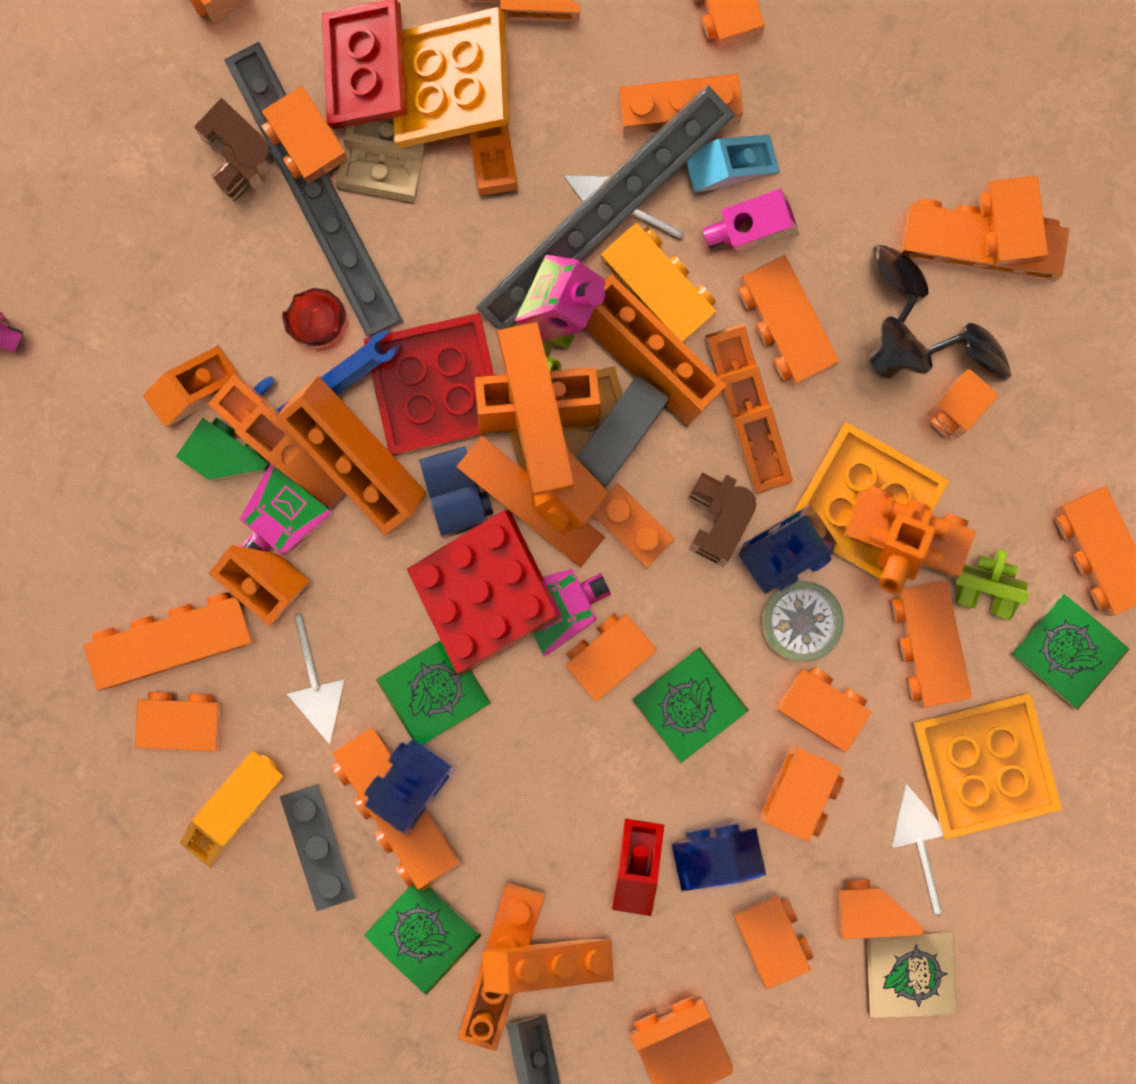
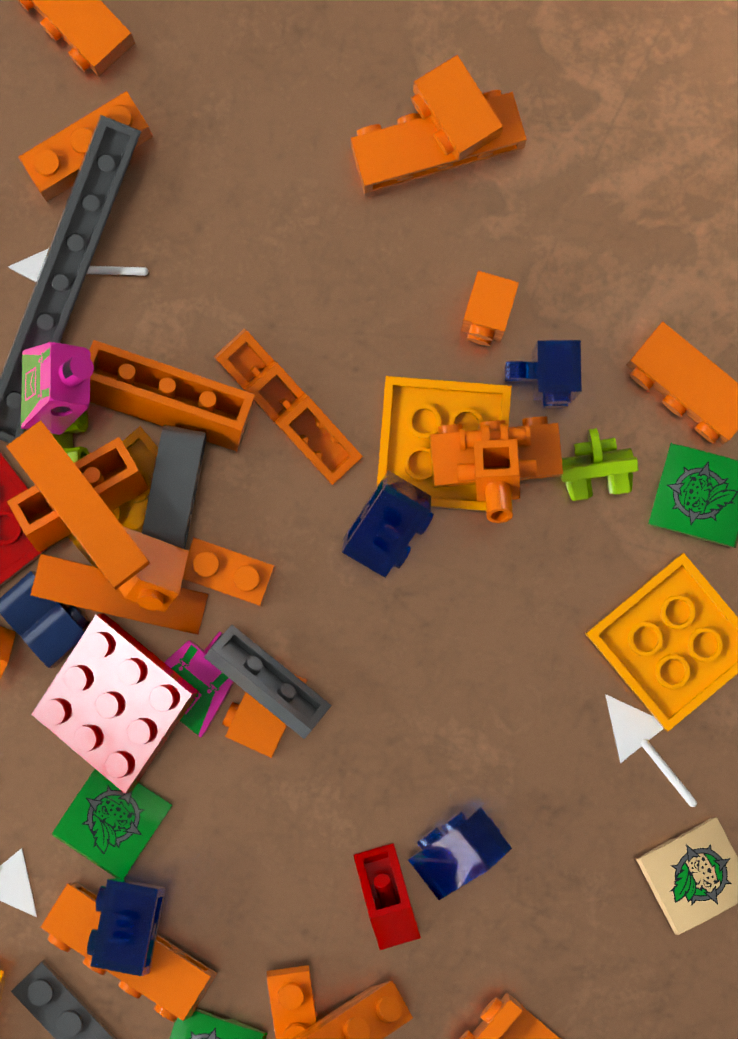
camera: 25 degrees left, 0 degrees up
(624, 635) = (267, 681): none -> dark grey plate
(659, 282) = (145, 326): light orange brick -> none
(690, 704) = (365, 716): green slope -> none
(728, 509) = (314, 513): reddish brown hips -> none
(732, 162) = (161, 178): medium azure slope -> none
(771, 223) = (225, 218): dark pink torso -> none
(772, 940) = (547, 906): orange brick -> none
(787, 321) = (285, 306): orange brick -> none
(802, 621) = (434, 586): clear piece -> none
(802, 794) = (510, 754): orange brick -> none
(824, 709) = (494, 661): orange brick -> none
(871, 913) = (631, 835): orange slope -> none
(900, 346) = (402, 280): black plant -> none
(932, 644) = (567, 551): orange brick -> none
(991, 485) = (553, 372): none -> clear blue brick

